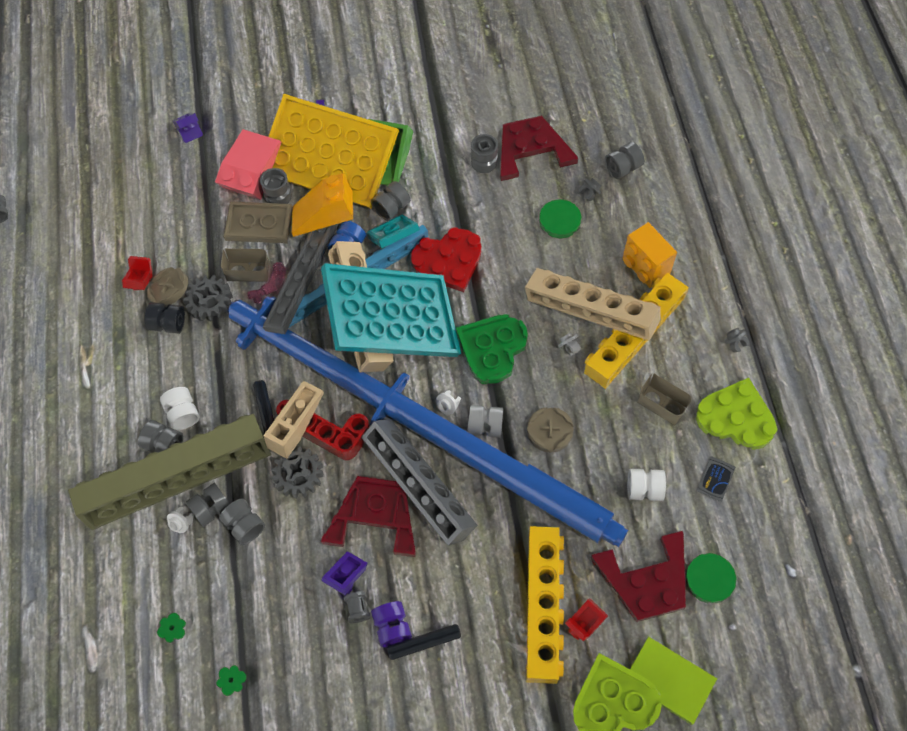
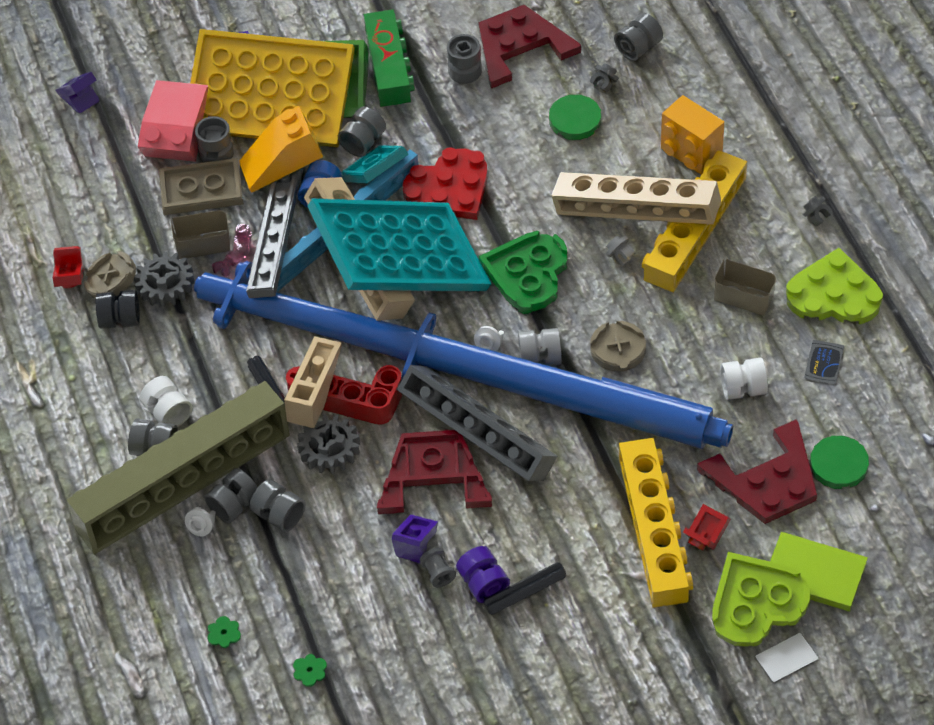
camera: 10 degrees left, 10 degrees down
(425, 141) = (387, 58): none -> green brick

